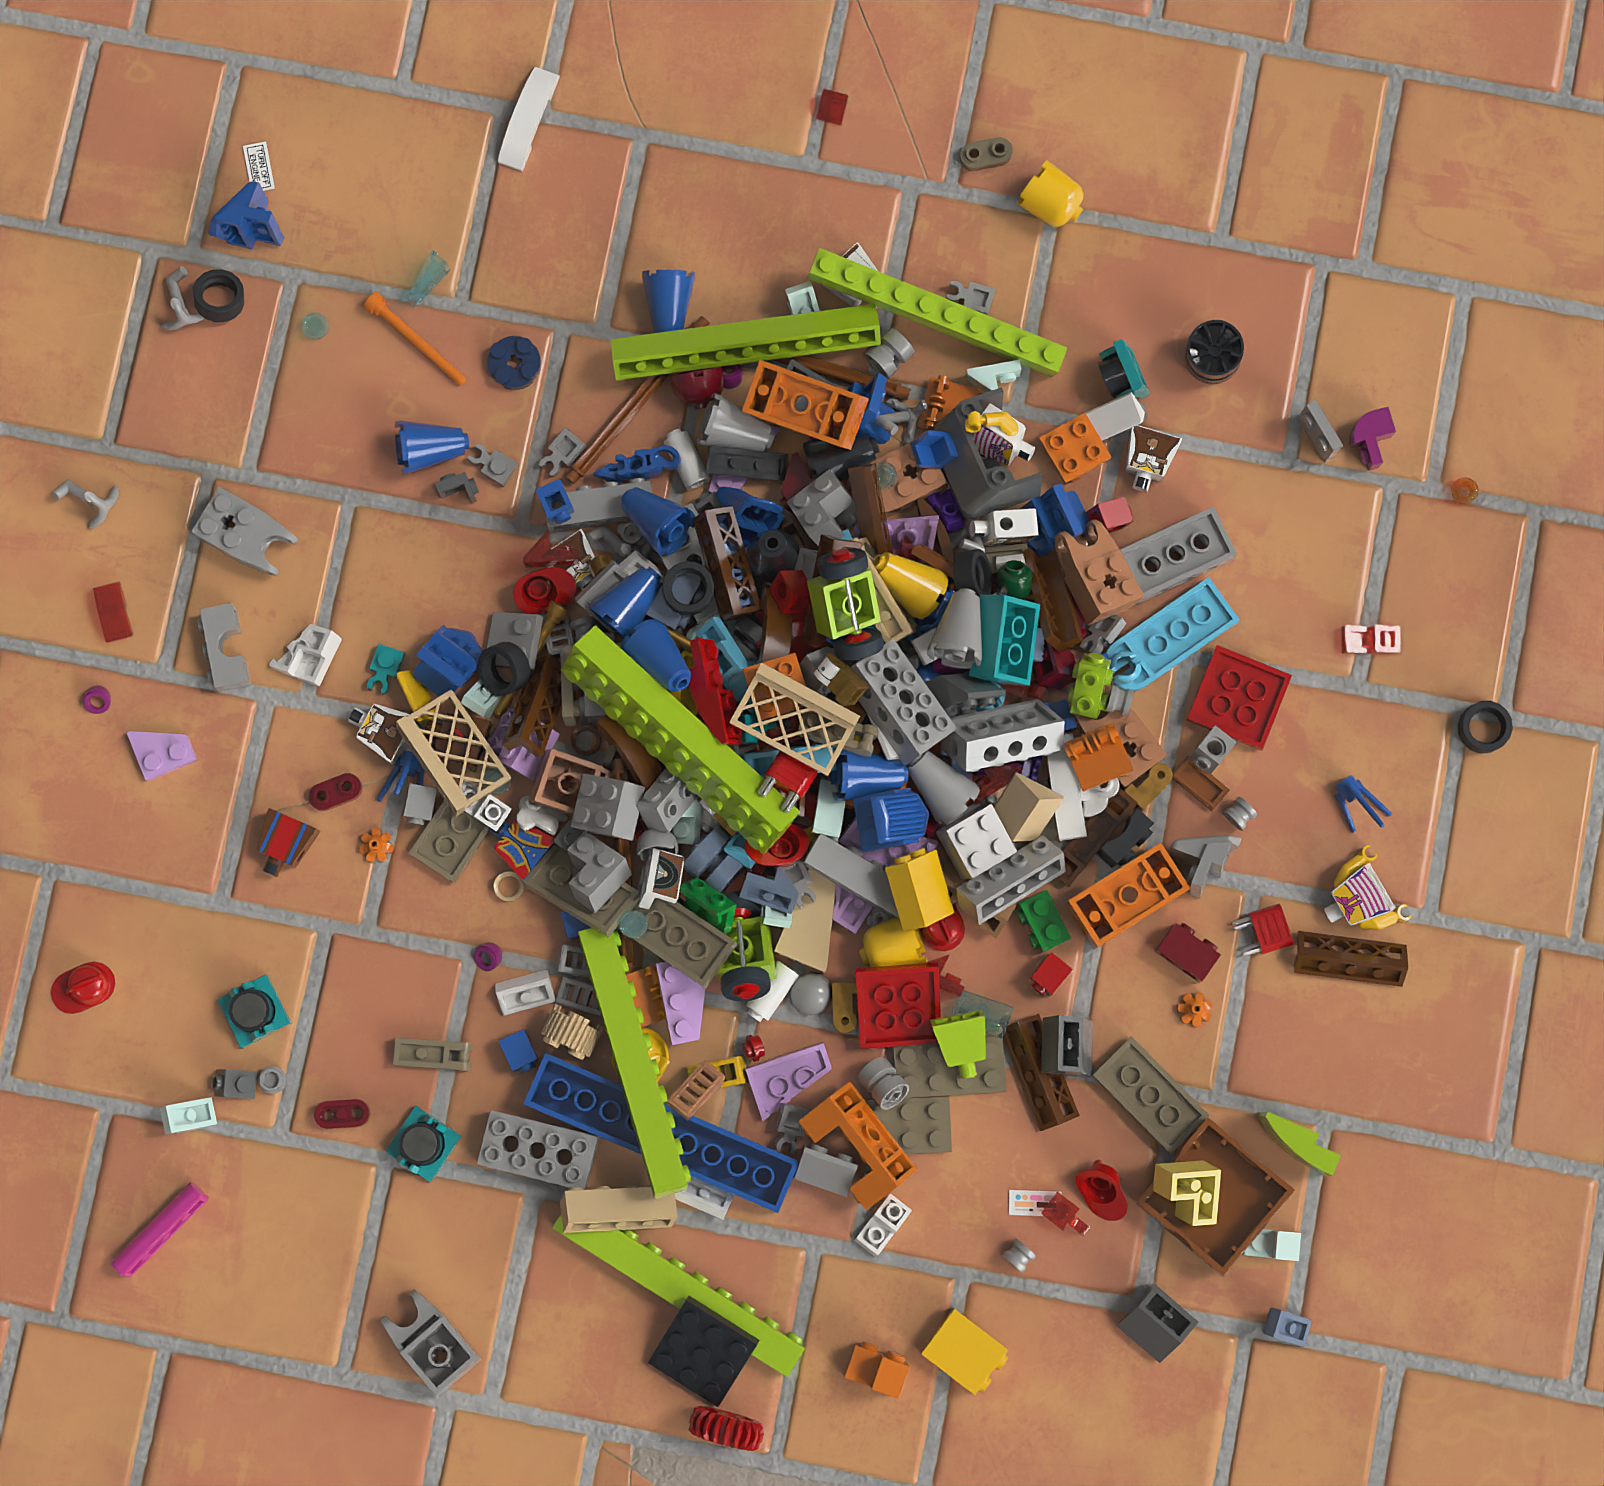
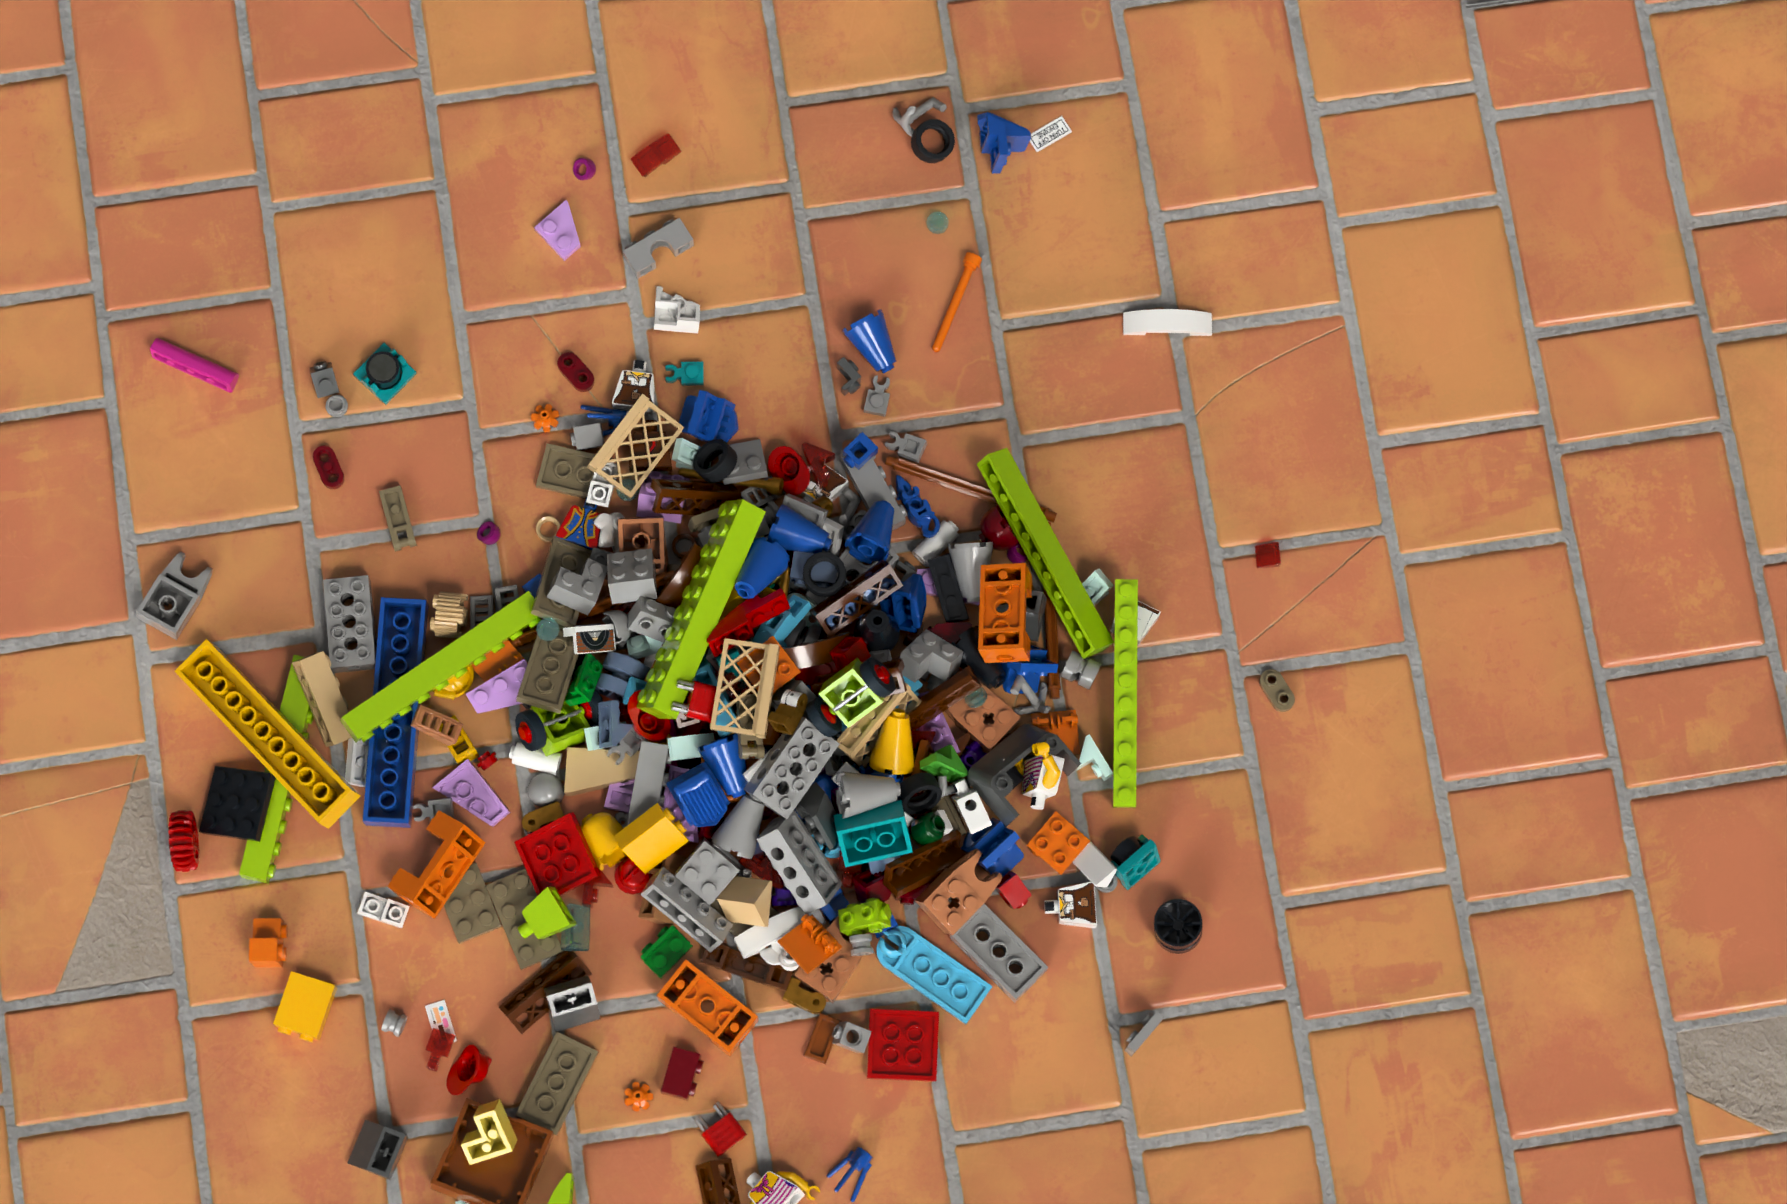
camera: 65 degrees right, 5 degrees down
(83, 987) = (359, 241): red piece -> none
(98, 503) = (735, 114): light grey piece -> none
(188, 1116) = (287, 353): light aqua slope -> none
(248, 538) = (753, 234): light grey brick -> none
(284, 841) = (523, 347): torso -> none
(415, 693) = (673, 403): yellow slope -> none
(423, 1144) = (326, 535): piece -> none
(431, 274) = (1007, 293): clear light blue slope -> none
(504, 374) = (968, 371): dark blue plate -> none
(519, 1051) = (422, 582): blue brick -> none
(525, 992) = (470, 571): white slope -> none
(638, 1289) = (267, 734): none -> yellow brick
(668, 298) = (1059, 482): blue cone -> none
(826, 1171) = (409, 847): light grey slope -> none
(882, 1081) = (493, 868): light grey wheel -> none
(934, 449) = (1010, 728): blue panel -> none
(947, 535) = (944, 762): none -> bright green slope
(975, 297) = (1153, 723): light grey plate -> none
(1050, 975) = (624, 970): red brick -> none
(1052, 196) = (1258, 752): yellow cylinder -> none
(1102, 631) = (917, 918): light grey plate -> none
(1135, 832) = (744, 989): black brick -> none
(1205, 856) = (762, 1062): light grey piece -> none
(1240, 813) = (808, 1077): light grey wheel -> none
(1370, 428) = (1163, 1075): magenta brick -> none
(1370, 640) = (990, 1136): clear red slope -> none
(1467, 483) = (1142, 1164): clear orange plate -> none

